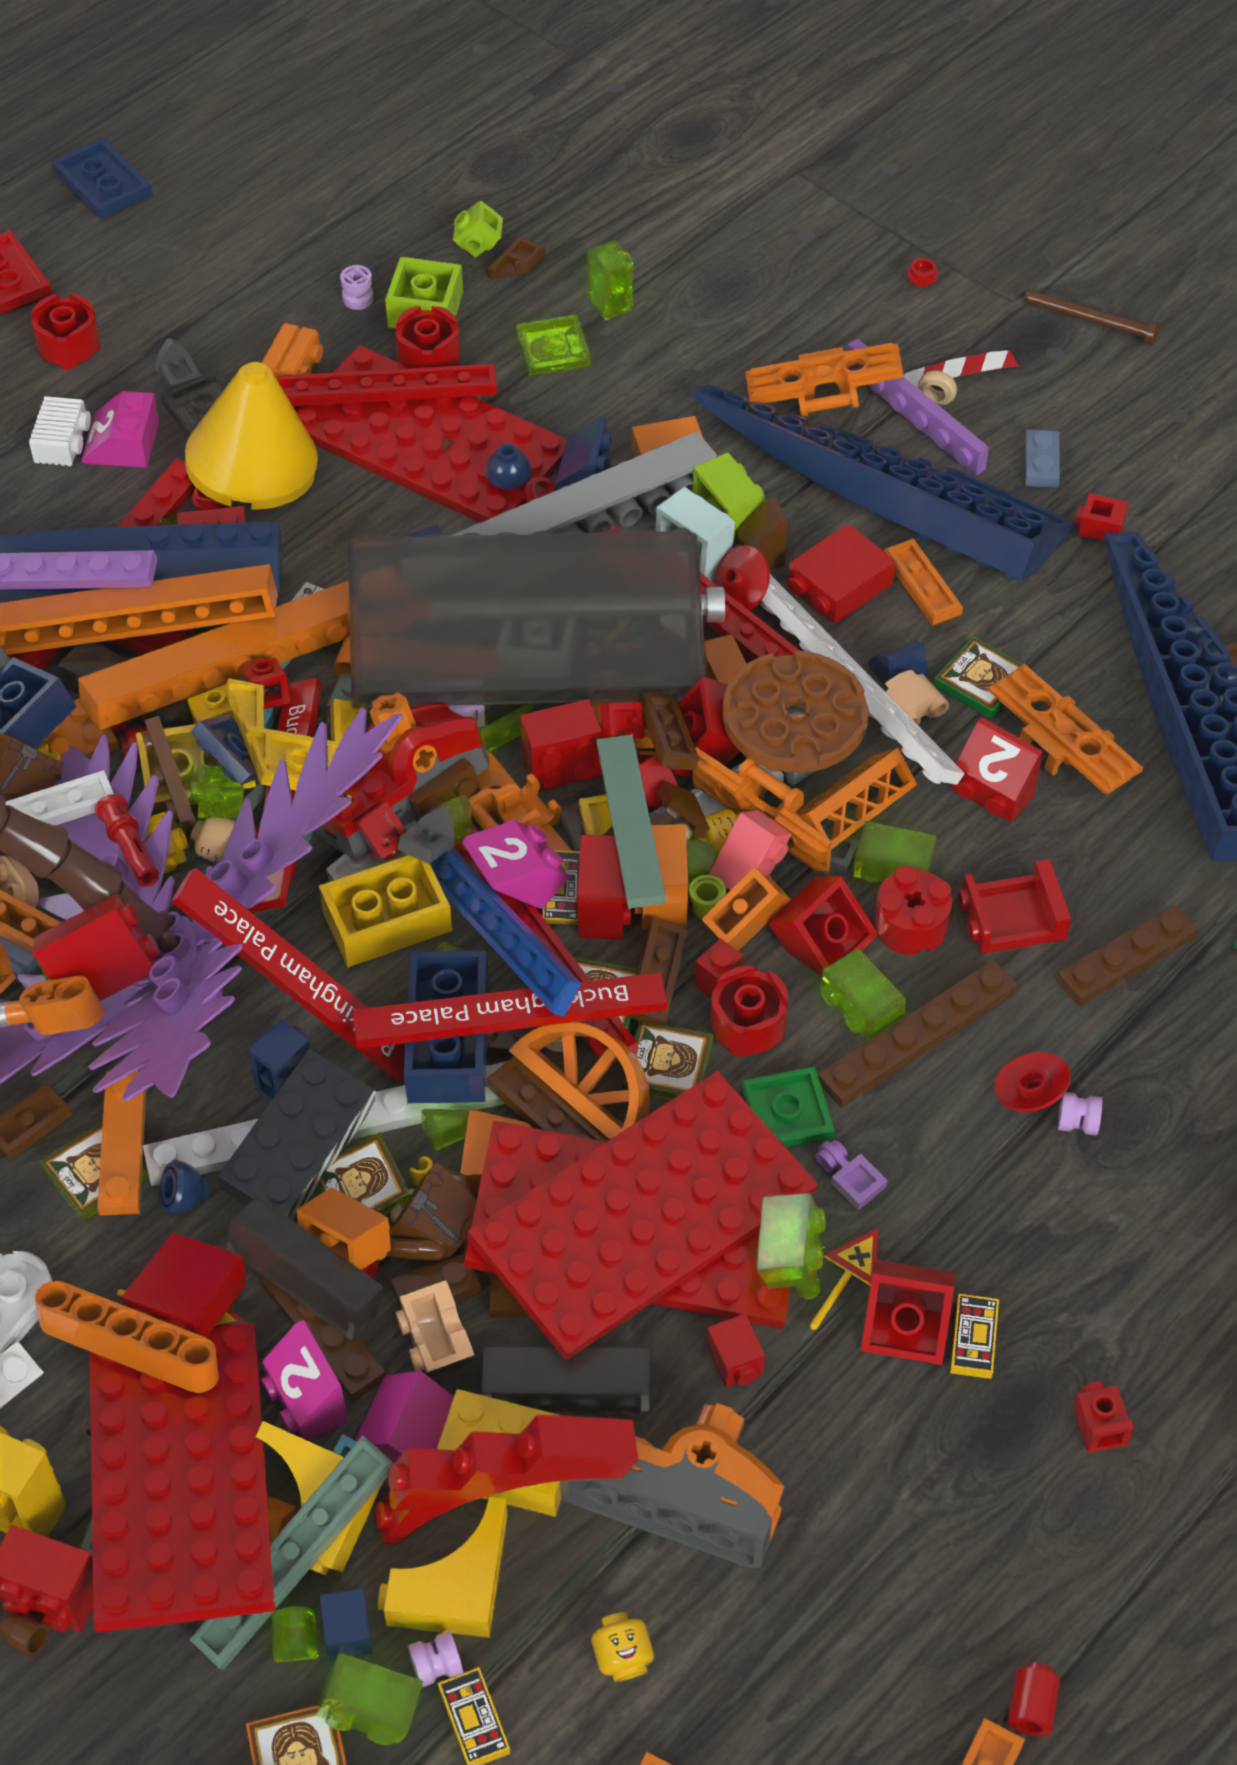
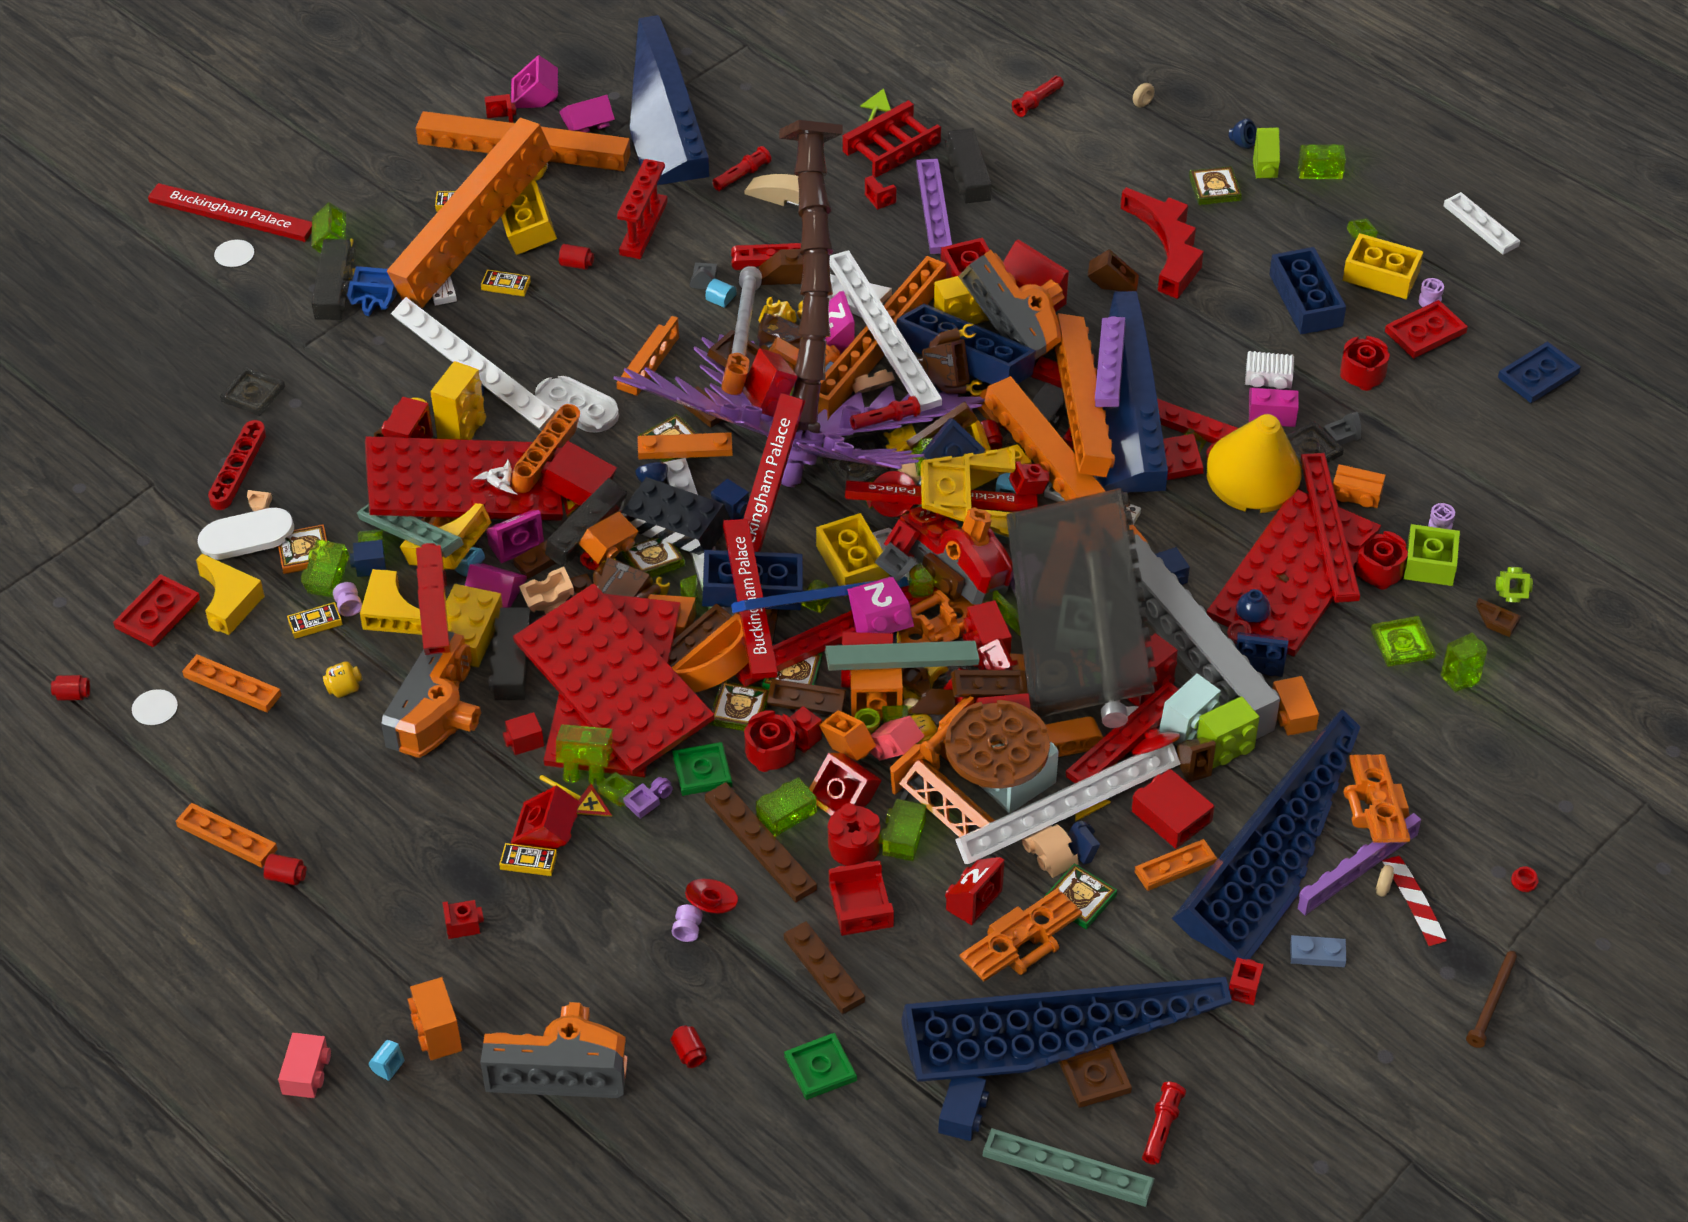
camera: 90 degrees right, 5 degrees down
(192, 1418) = (504, 472): none -> white piece
(842, 1215) = (615, 788): none -> clear neon green brick

